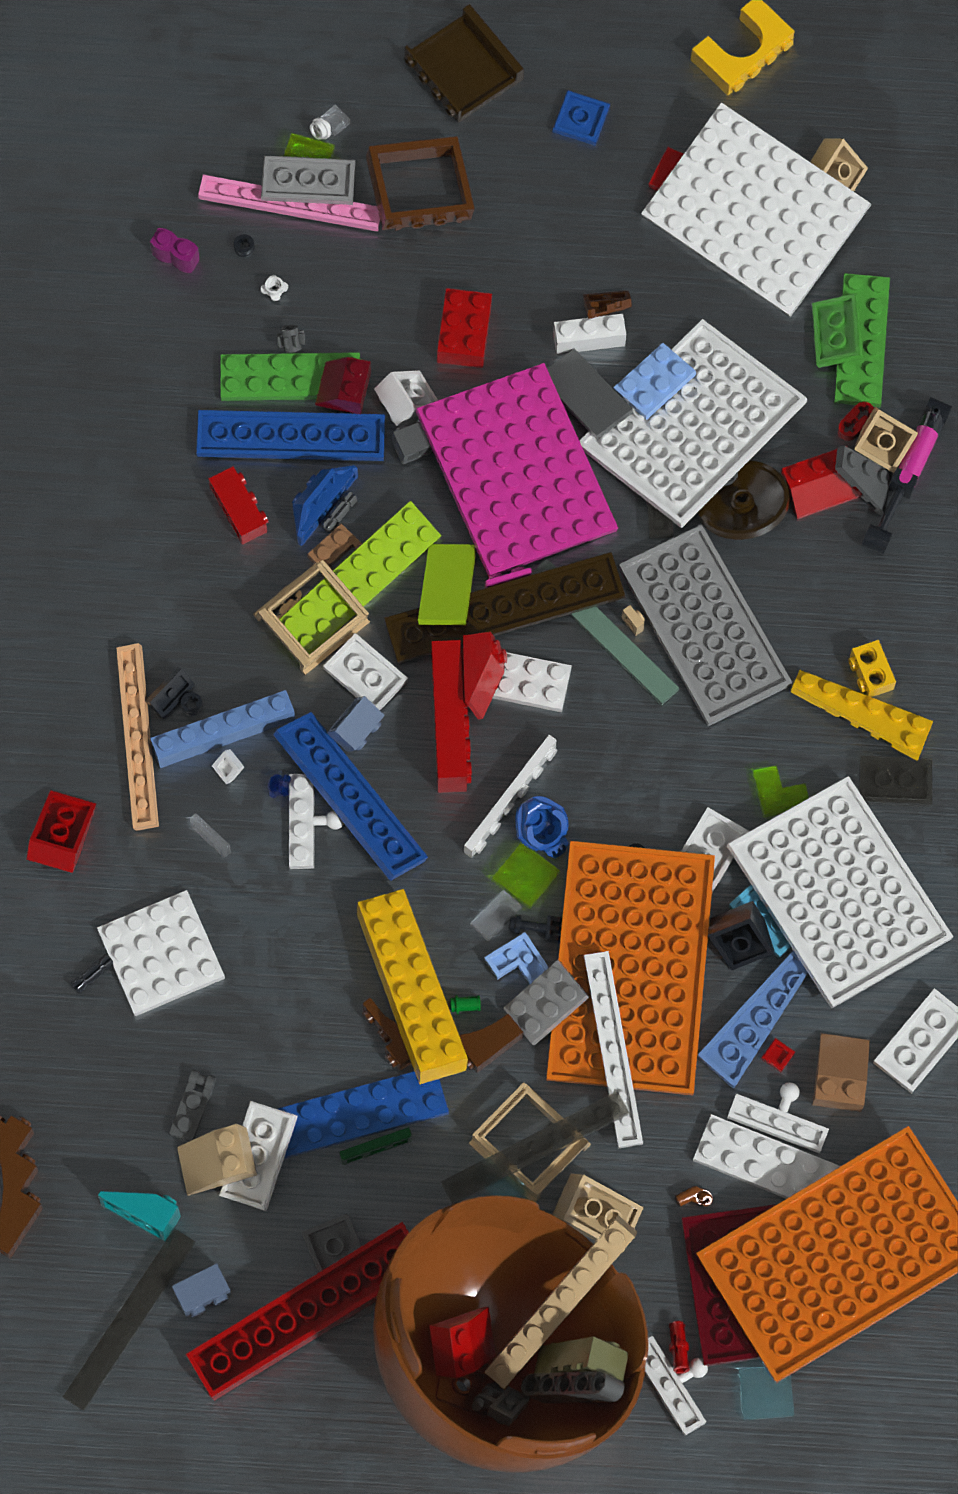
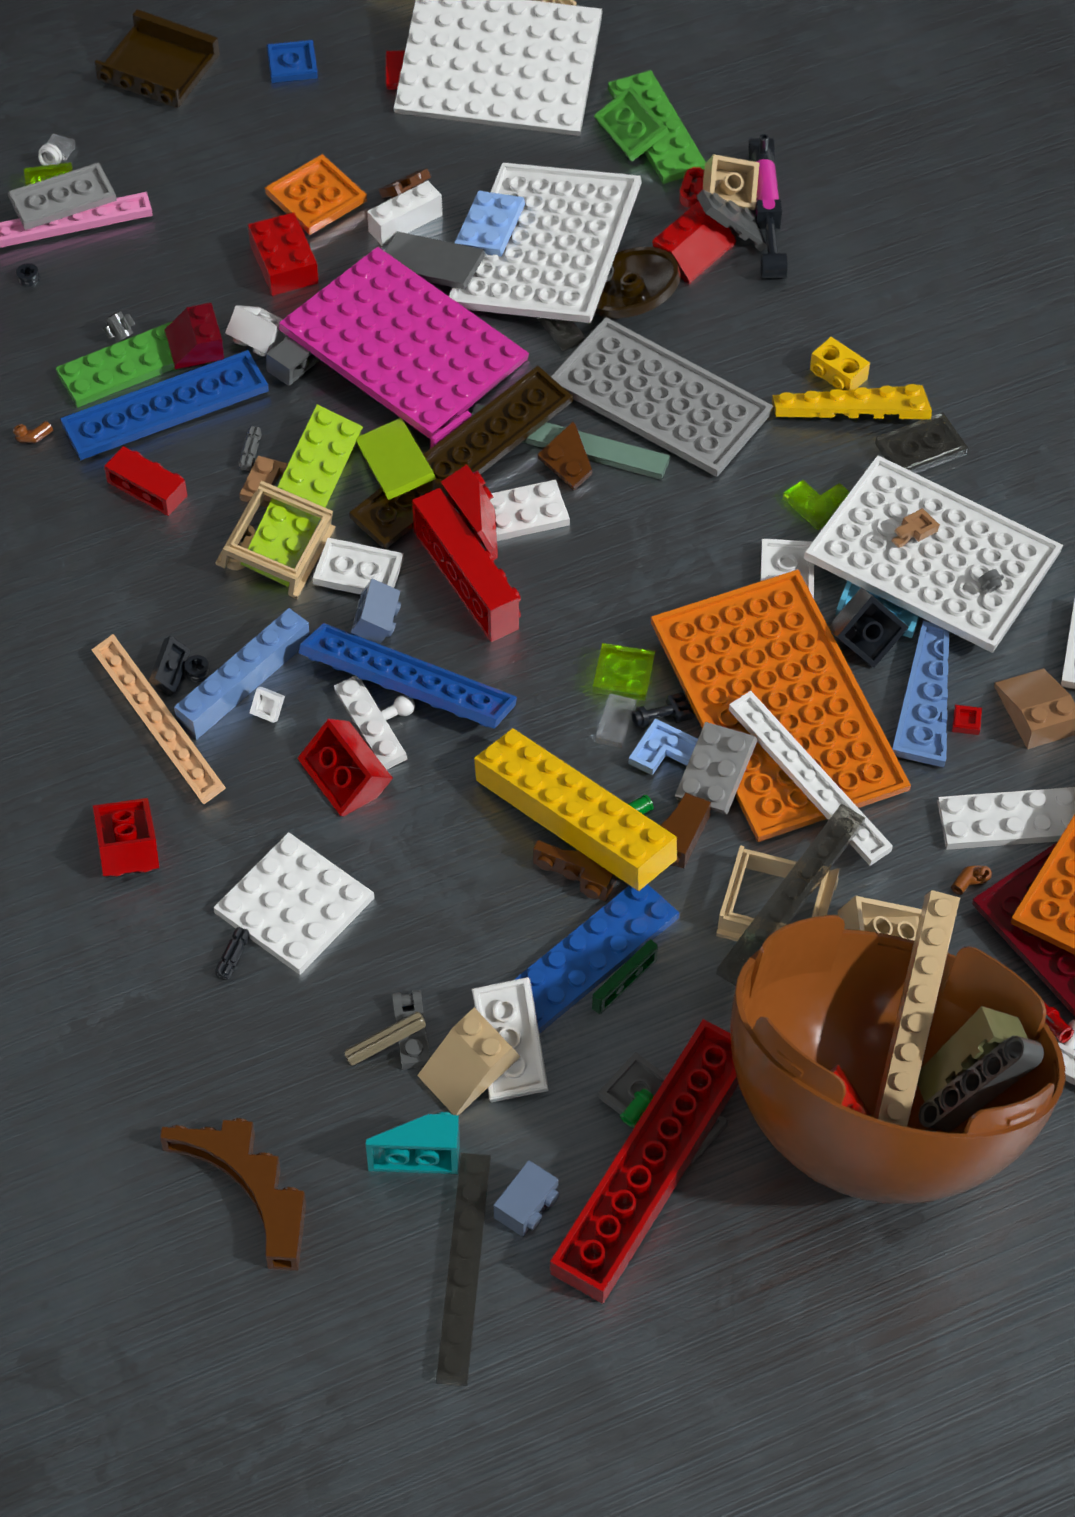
camera: 25 degrees left, 15 degrees down
(168, 413) = (32, 436): none -> dark orange arm
(177, 1107) = (385, 1038): none -> dark tan axle
(210, 835) = (284, 772): clear tile -> none
(259, 853) = (344, 766): none -> red slope
(274, 281) = (77, 295): white plate -> none
(279, 785) = (329, 699): clear blue plate -> none
(319, 498) = (224, 441): blue wedge -> none
(320, 1262) = (637, 1107): none -> green pin
(414, 151) = (123, 149): reddish brown window -> none
(505, 804) = (566, 619): white plate -> none
(526, 276) = (316, 194): none -> orange plate
(542, 826) = (615, 618): blue helmet -> none
(592, 649) = (567, 457): none -> reddish brown wing
(633, 619) = (590, 418): tan plate -> none
(778, 1121) = (1006, 774): white plate -> none
(834, 863) = (916, 525): none -> medium nougat plate
(865, 946) = (991, 580): none -> dark grey plate

